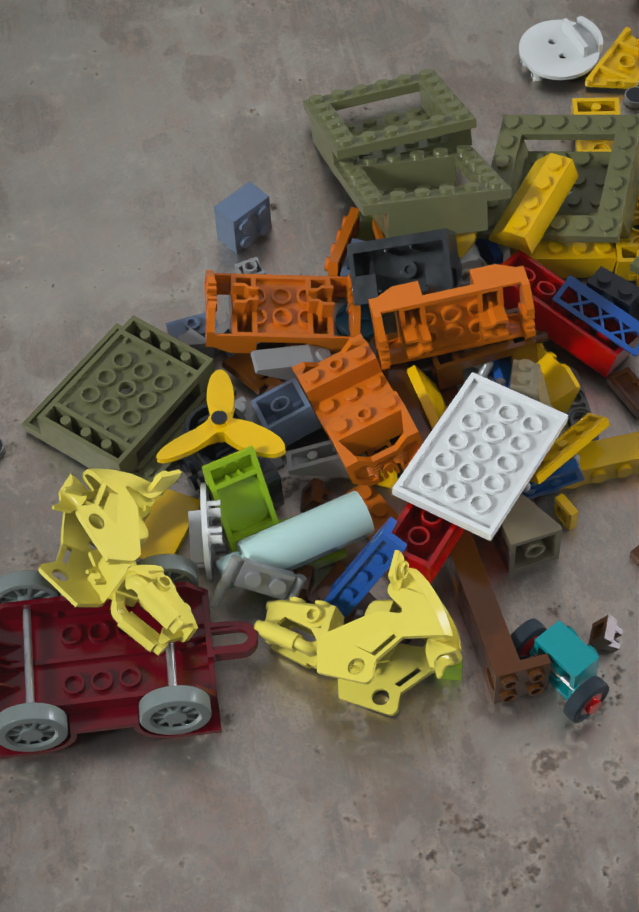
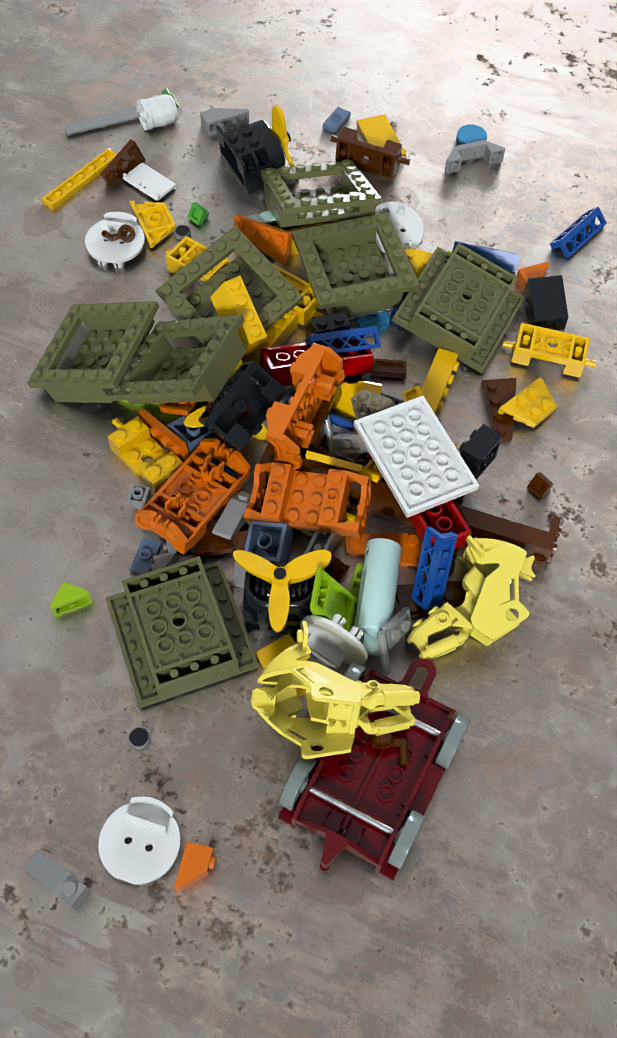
camera: 60 degrees left, 5 degrees up
(91, 296) = (69, 599): none -> lime slope
(126, 646) = (387, 741): none -> reddish brown plate
(243, 217) = (91, 472): sand blue brick -> none
(312, 233) = (133, 444): none -> yellow brick
(549, 520) = (480, 449): none -> black hinge
(569, 49) = (122, 231): none -> reddish brown plate
(571, 668) = (560, 505): brick -> none

